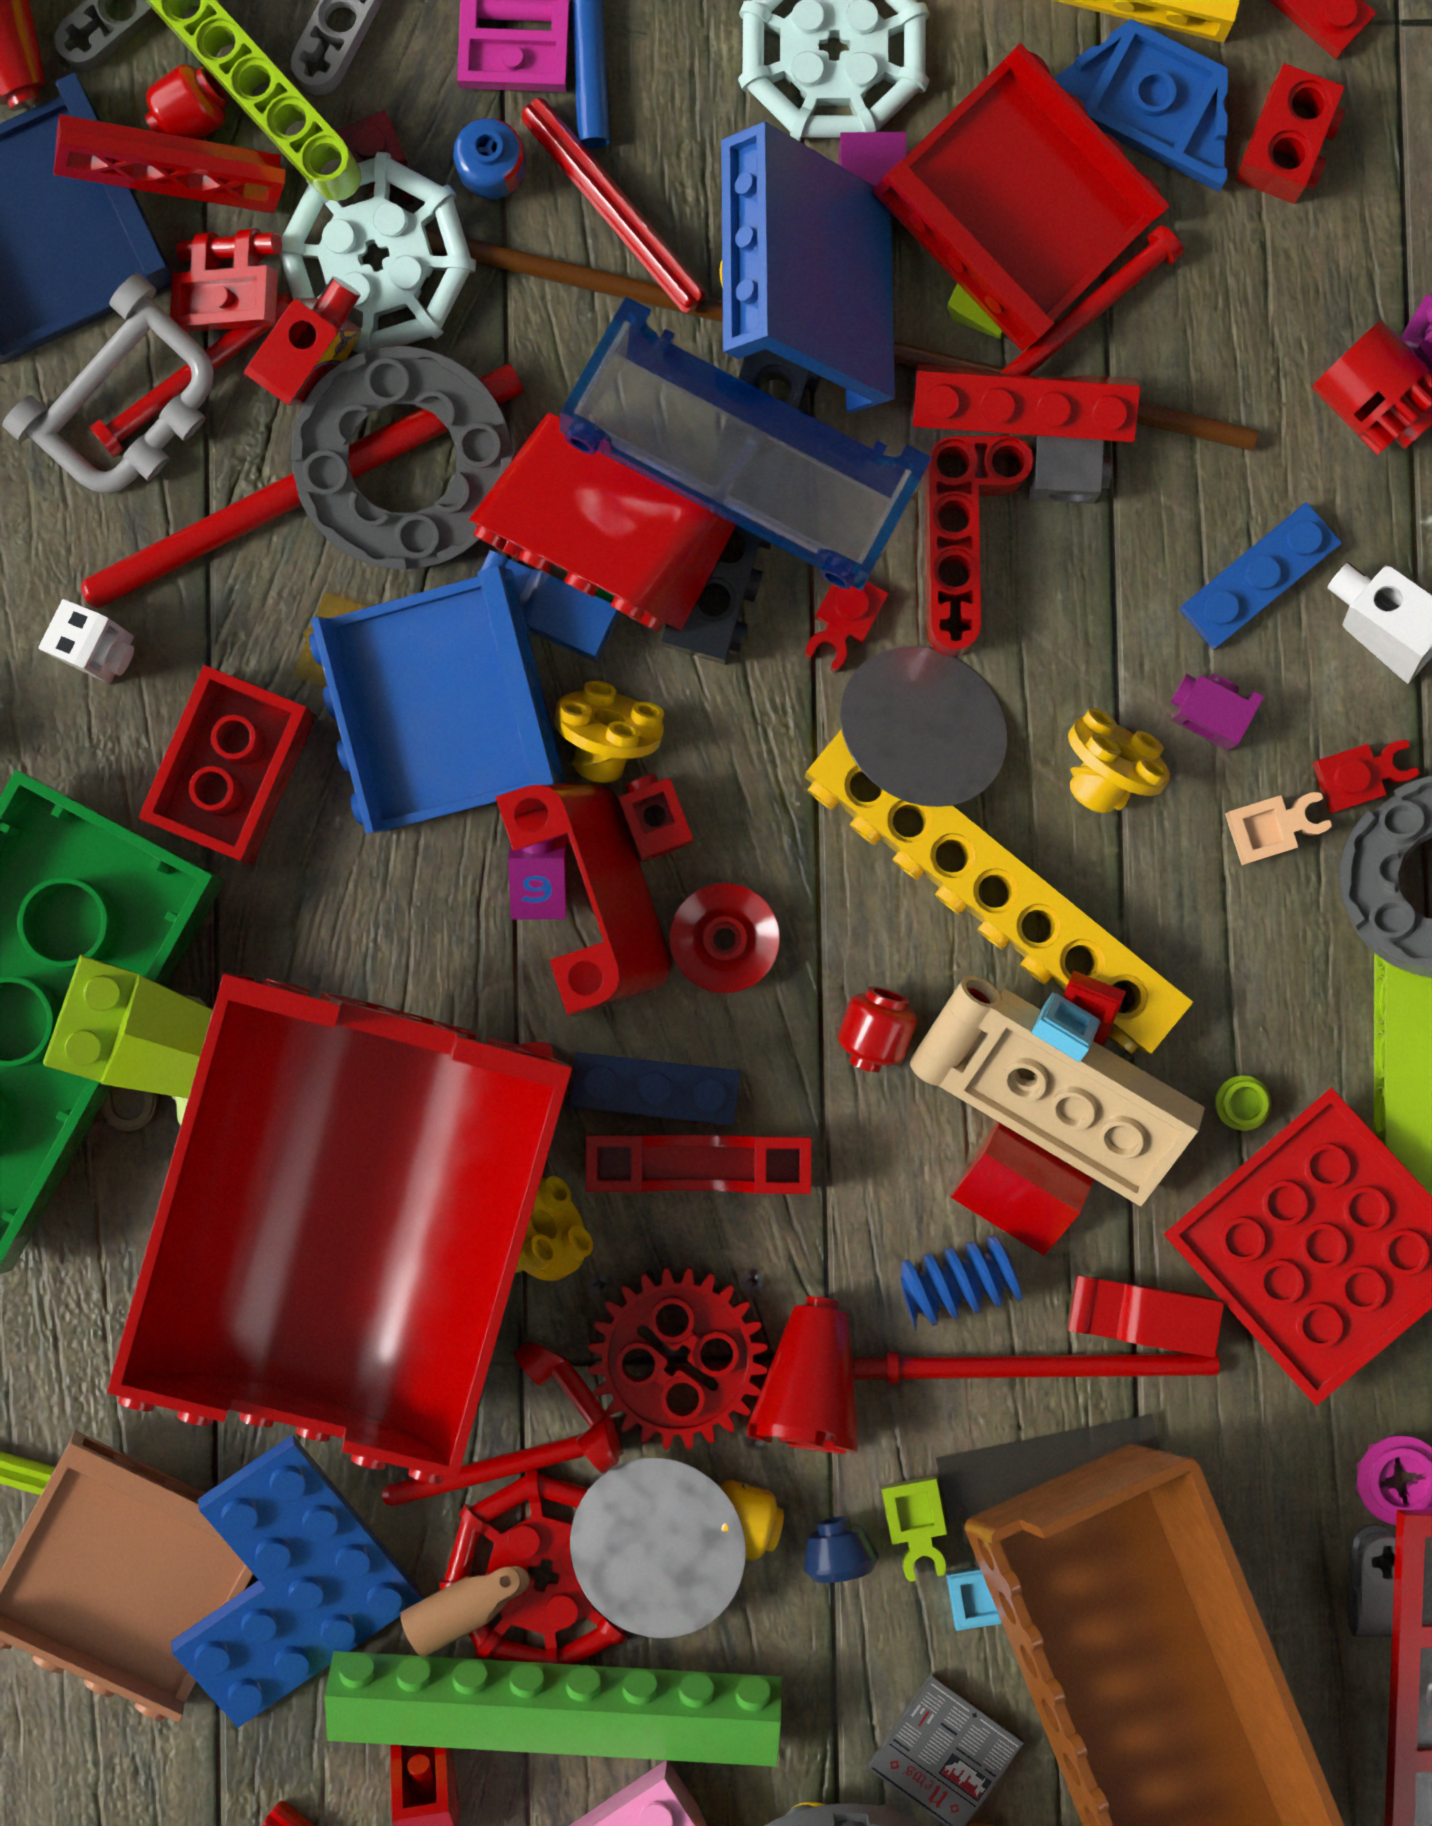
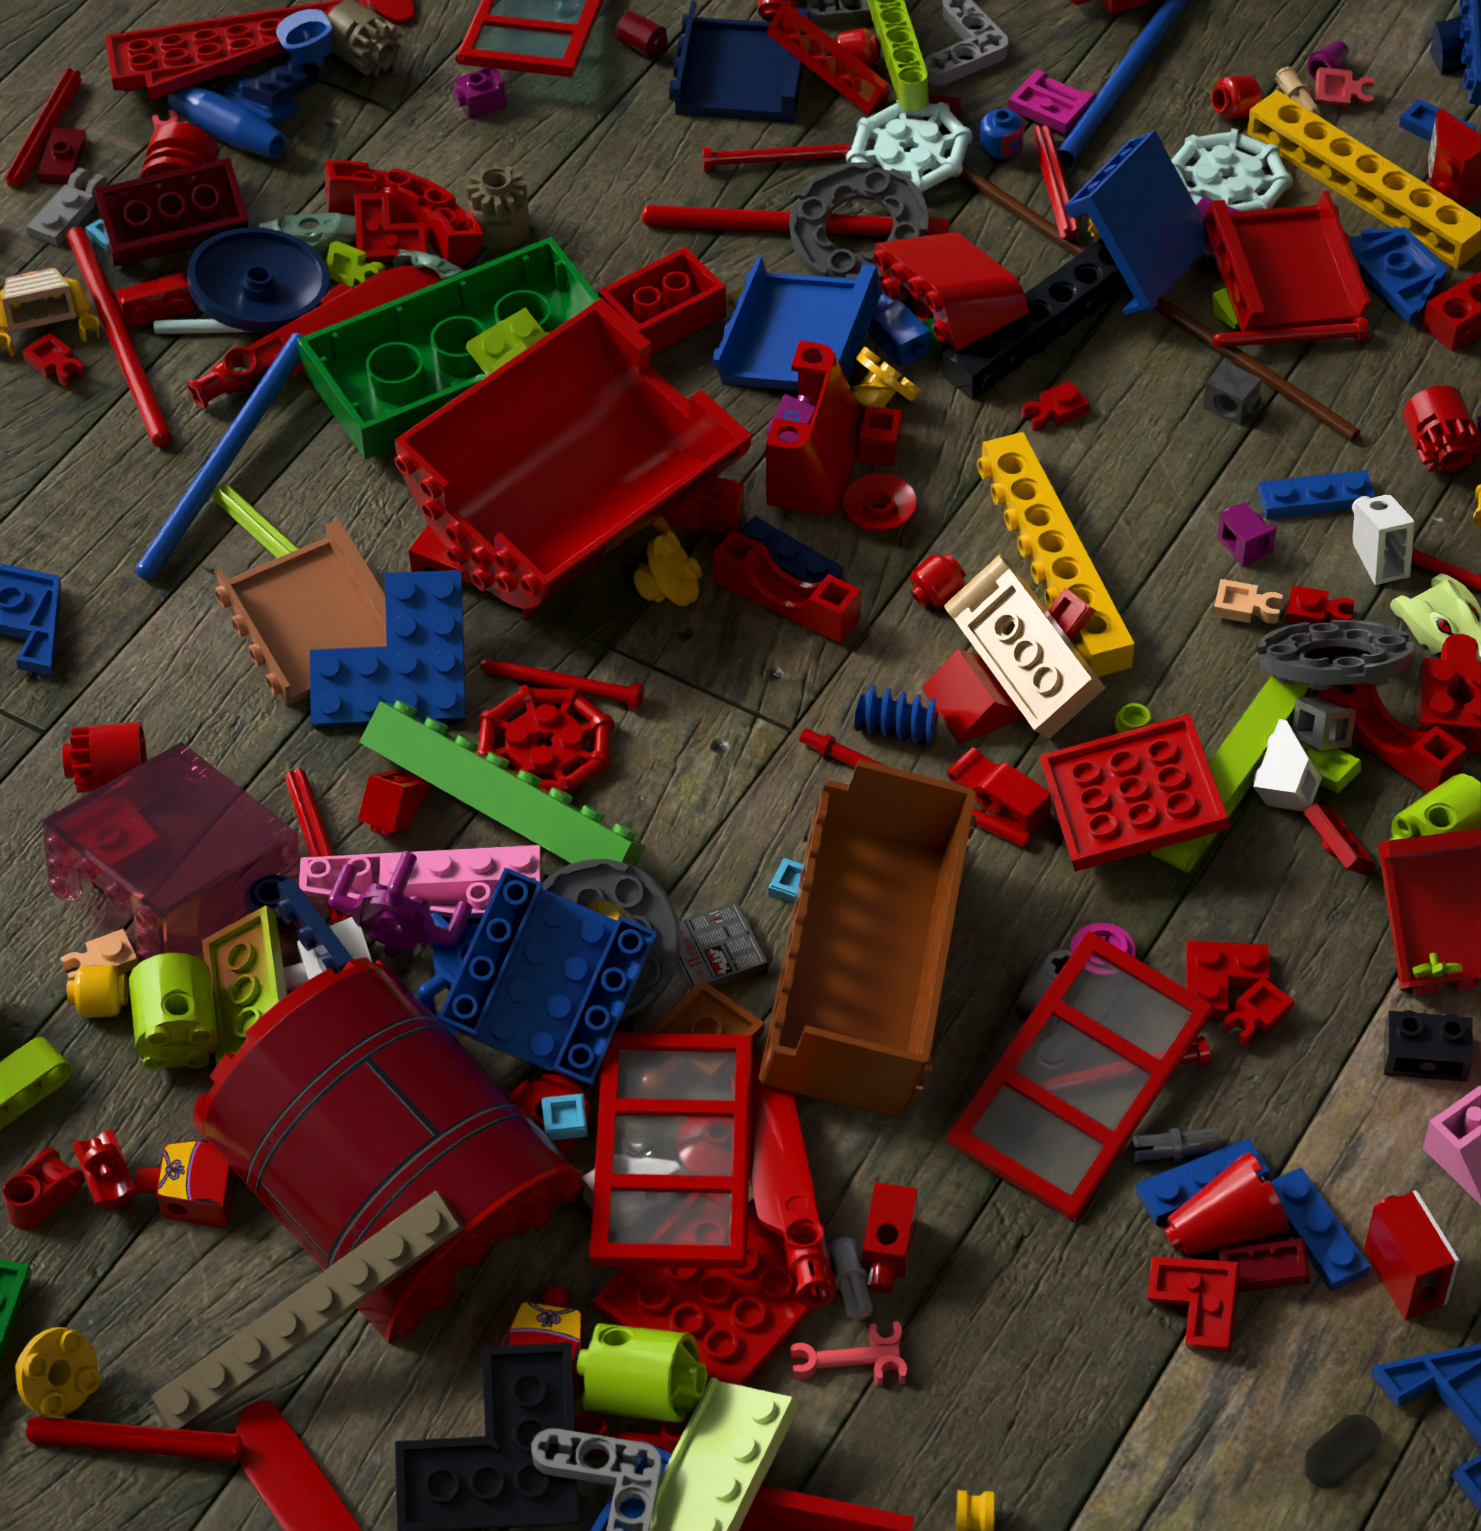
camera: 30 degrees right, 35 degrees down
(88, 642) = (630, 225): white slope -> none
(178, 417) = (767, 105): light grey bar -> none
(228, 296) = (820, 122): red plate -> none
(307, 343) = (844, 144): red torso -> none
(461, 1608) = (488, 714): medium nougat piece -> none
(601, 1440) = (631, 672): red bar -> none
(645, 1397) = (681, 687): red gear -> none
(655, 1547) = (623, 742): flat silver sticker -> none
(739, 450) = (1044, 268): windscreen -> none
(758, 1516) = (681, 764): yellow head -> none
(810, 1383) = (766, 719): red cone -> none
(839, 1551) = (727, 810): dark blue cone -> none
(914, 1517) = (784, 819): lime plate -> none
(923, 726) = (1066, 460): flat silver sticker -> none
(963, 546) = (1162, 371): red beam -> none
(1026, 404) = (1199, 332): red arch -> none
(1066, 1027) = (1048, 602): medium azure tile -> none
(1114, 763) = (1161, 526): yellow plate -> none

